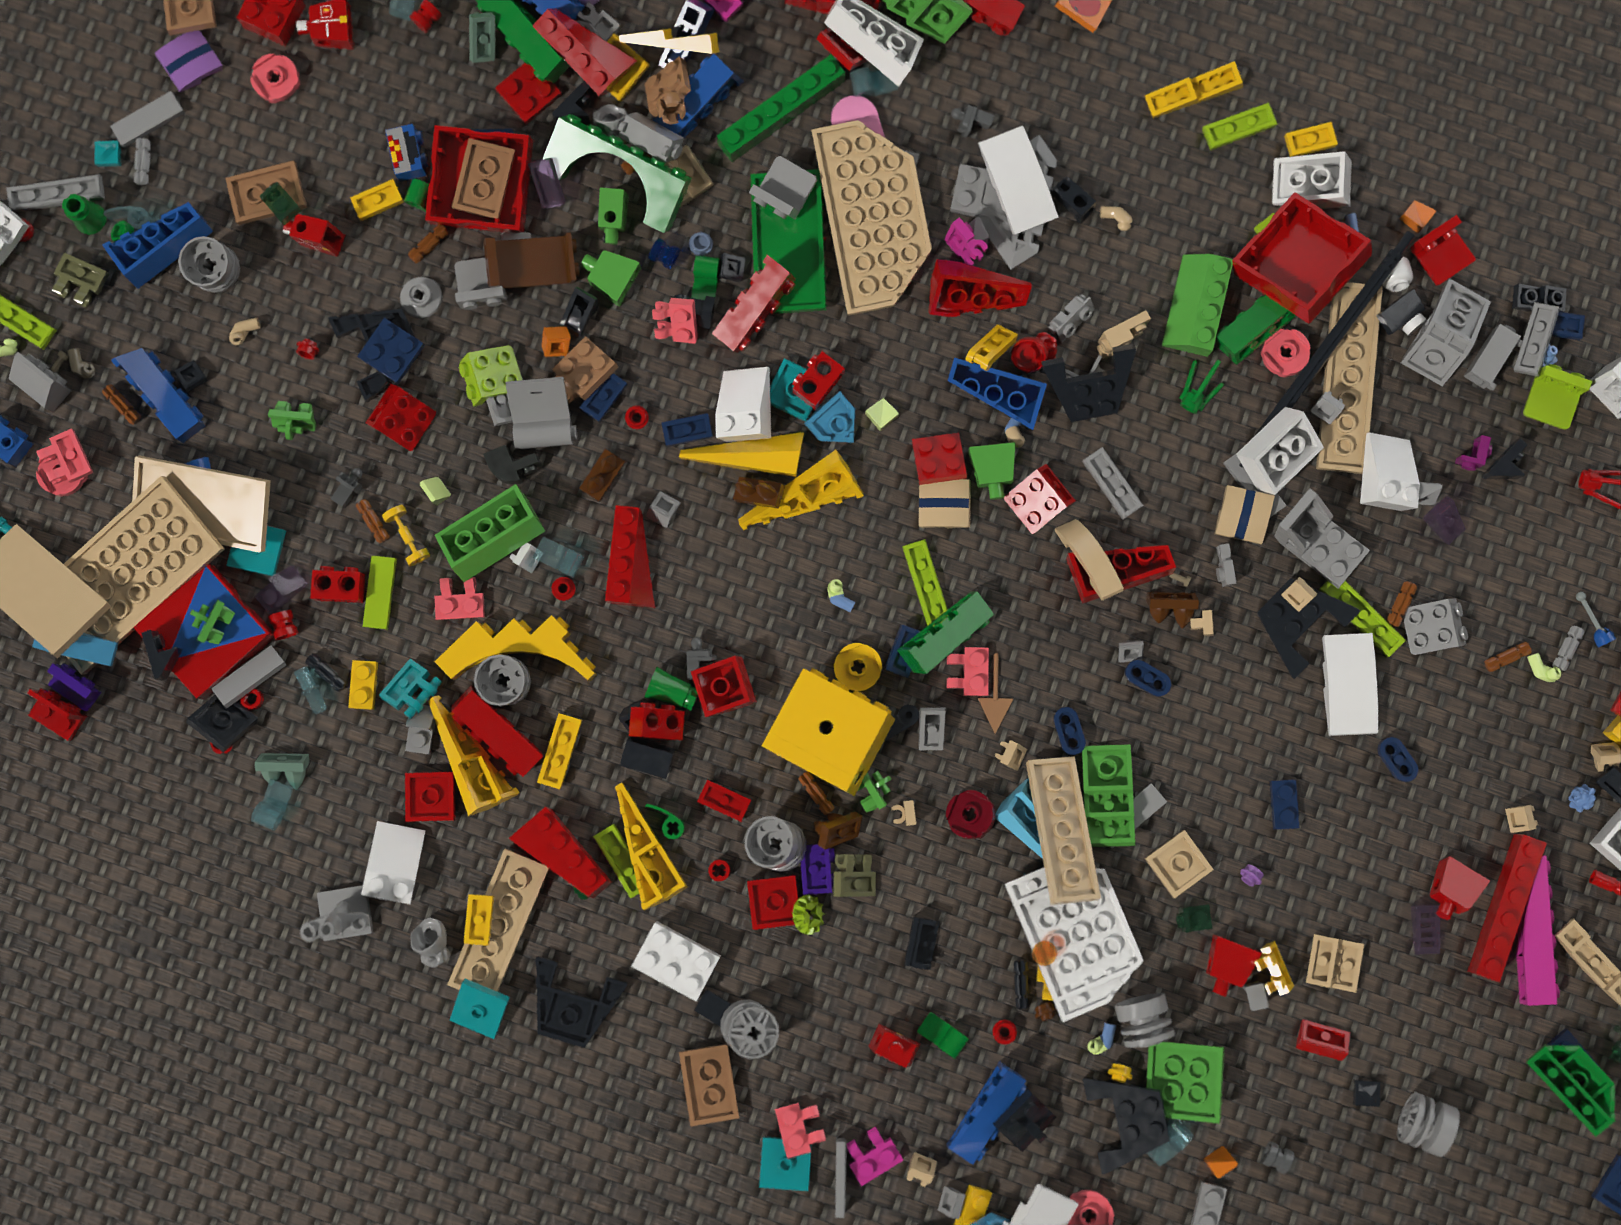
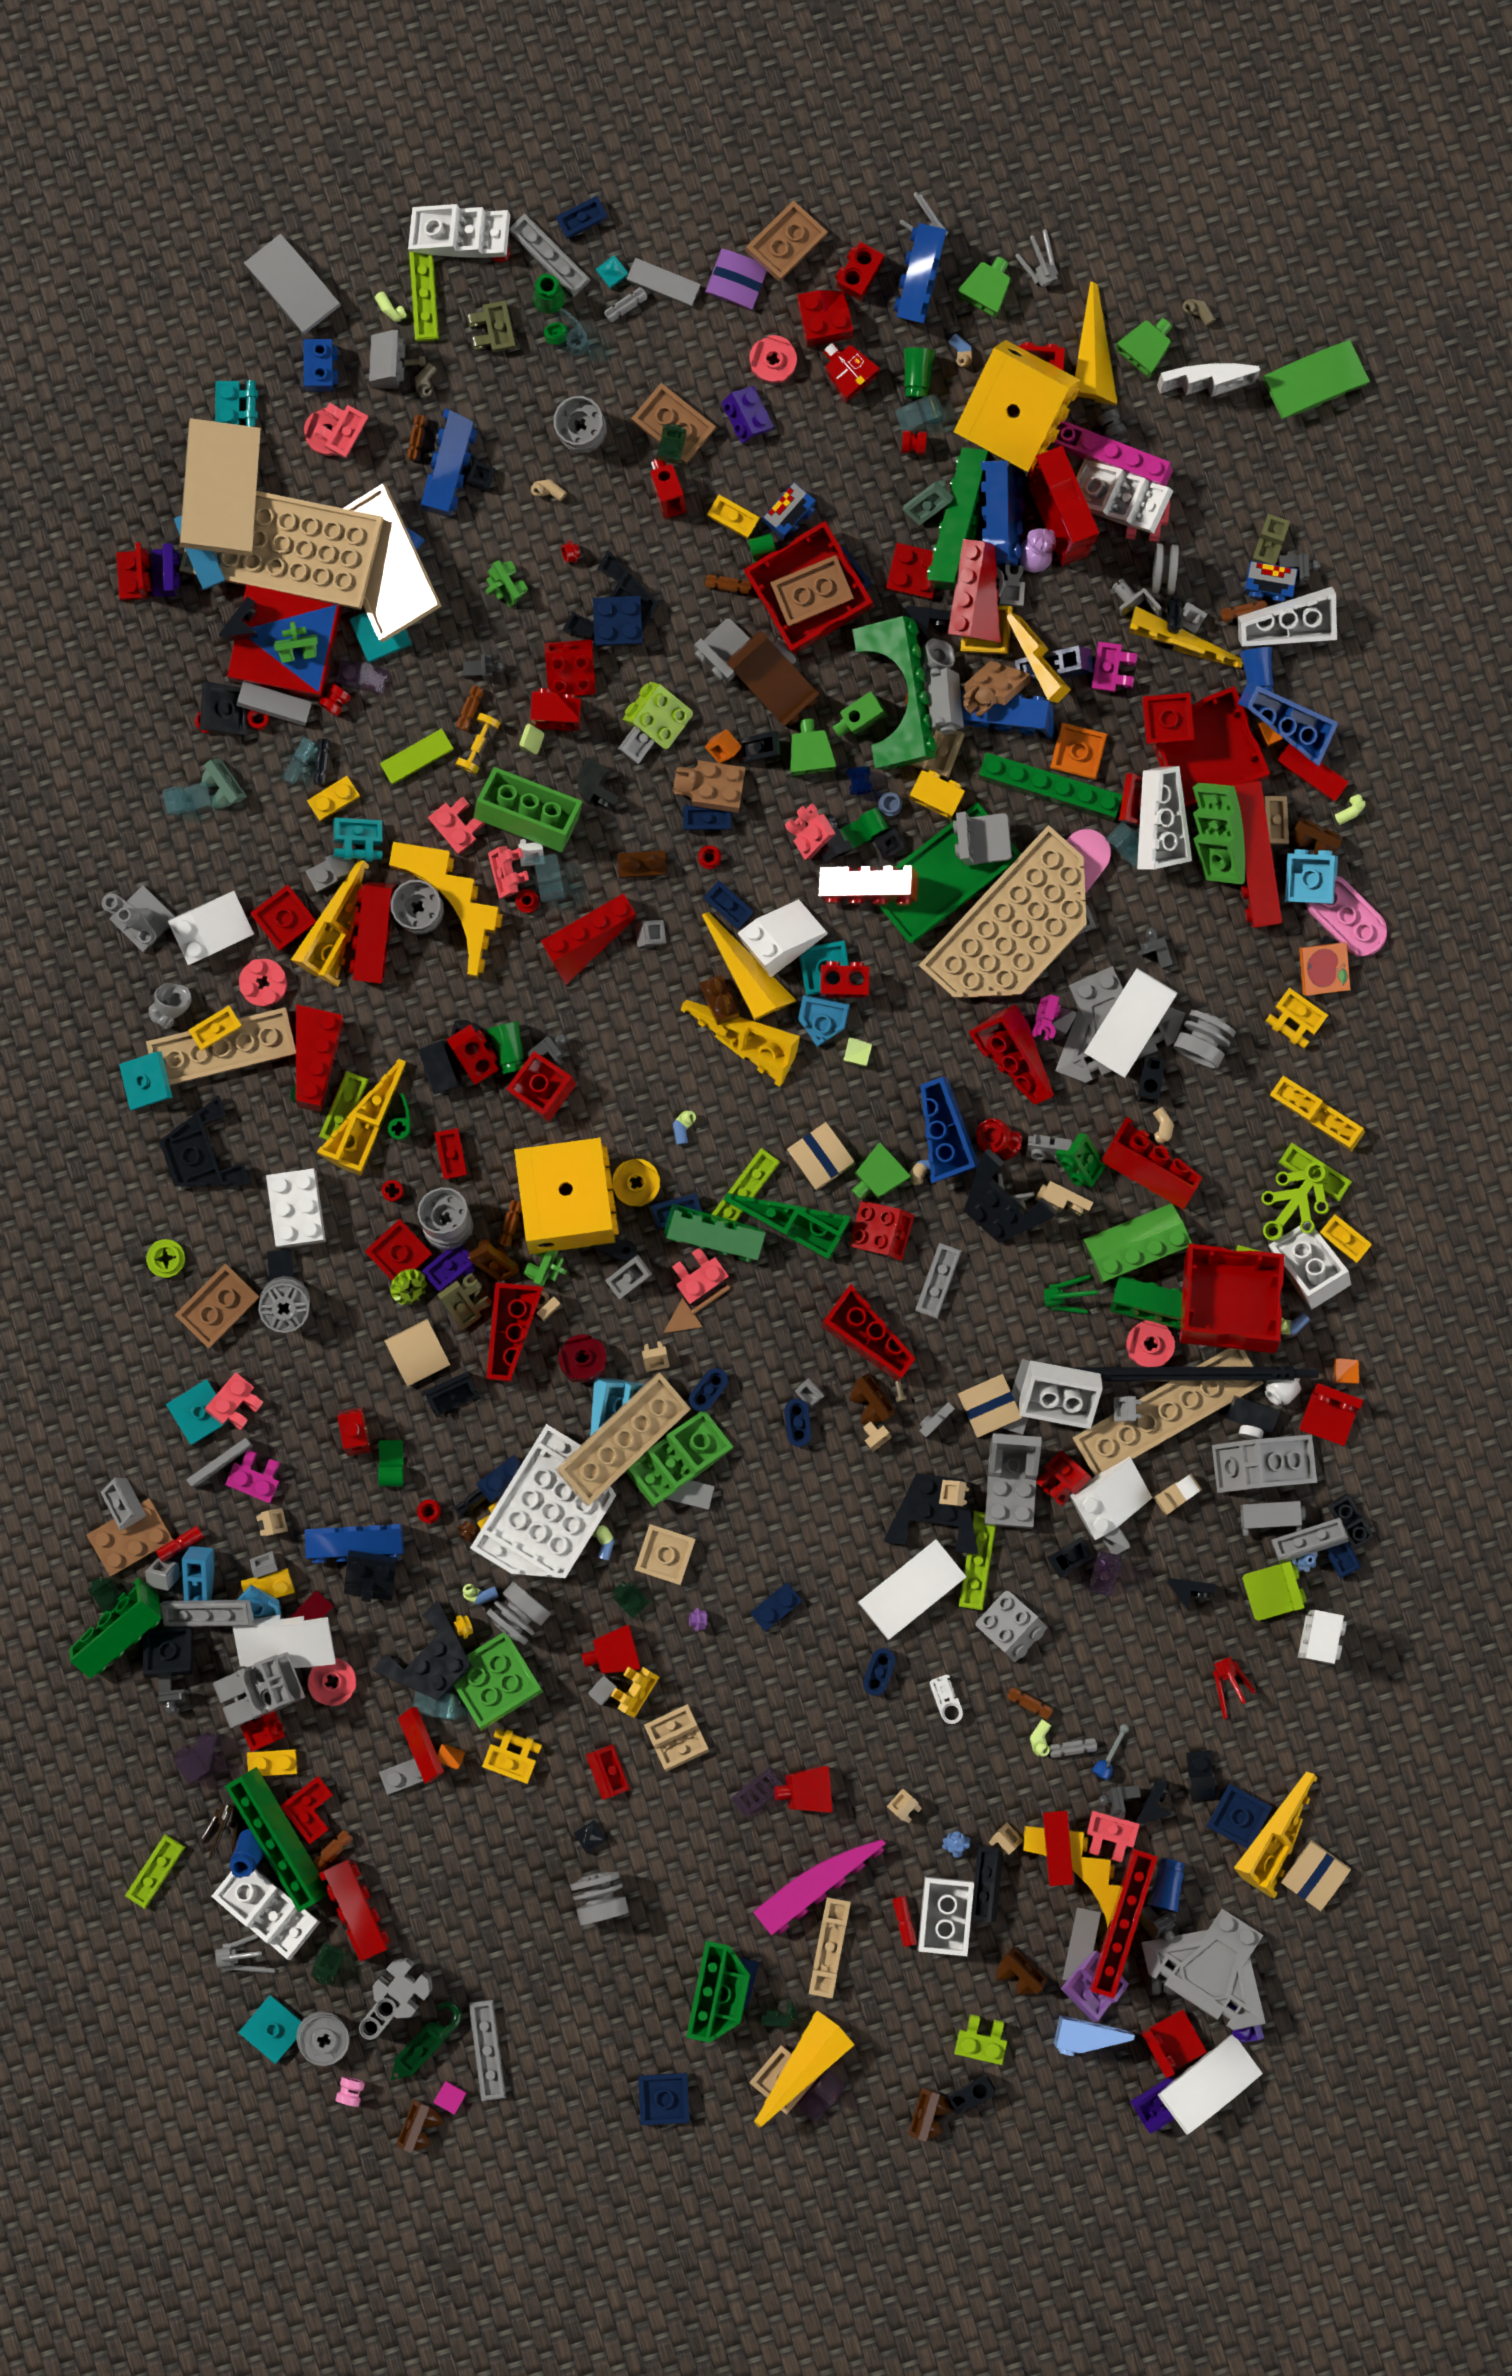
camera: 50 degrees right, 0 degrees up
(44, 145) = (581, 217): none -> dark blue plate
(157, 244) = (566, 370): blue wedge -> none
(302, 130) = (747, 414): none -> dark purple bracket
(337, 590) = (393, 722): red brick -> none
(427, 453) = (553, 712): none -> red slope
(430, 301) = (683, 621): light grey piece -> none
(483, 856) = (257, 970): none -> coral plate
(530, 592) = (504, 877): none -> coral plate
(540, 413) = (653, 778): light grey door -> none
(547, 183) = (846, 644): clear purple tile -> none
(559, 751) = (394, 994): yellow plate -> none
(641, 1110) = (172, 1249): none -> lime gear
(720, 200) = (937, 794): none -> yellow brick
(768, 67) = (1078, 751): none -> orange tile
(867, 946) = (417, 1352): none -> tan slope
(898, 850) = (511, 1320): none -> red wedge
(939, 458) = (854, 1125): red plate -> none
(991, 347) = (975, 1100): yellow plate -> none
(995, 555) = (808, 1227): none -> green wedge
(1017, 1188) = (314, 1607): none -> dark red slope
(1020, 954) = (497, 1481): none -> dark blue plate
(1044, 953) = (513, 1493): clear orange plate -> none
(1074, 132) = (1206, 1035): none -> light grey wheel
(1092, 558) = (858, 1304): tan slope -> none
(1103, 299) = (1081, 1161): none -> green bracket
(1104, 44) = (1301, 1012): none -> yellow plate
(1134, 904) = (606, 1540): none -> arm
(1143, 247) = (1151, 1165): none -> red wedge
(1195, 1180) = (420, 1745): none -> red tile
(1253, 151) = (1297, 1198): none -> lime plant
(1258, 1117) = (510, 1763): none -> yellow plate
(1277, 1157) = (486, 1799): dark grey wheel -> none
(1344, 491) = (1068, 1473): none -> red plate
(1401, 604) = (1010, 1586): dark orange axle -> none
(1414, 539) = (1070, 1557): none -> black slope
(1422, 418) = (1177, 1494): none -> tan leg
(1455, 721) = (944, 1697): none -> white piece
(1480, 452) = (1184, 1562): magenta bracket -> none
(1507, 907) = (821, 1843): red brick -> none

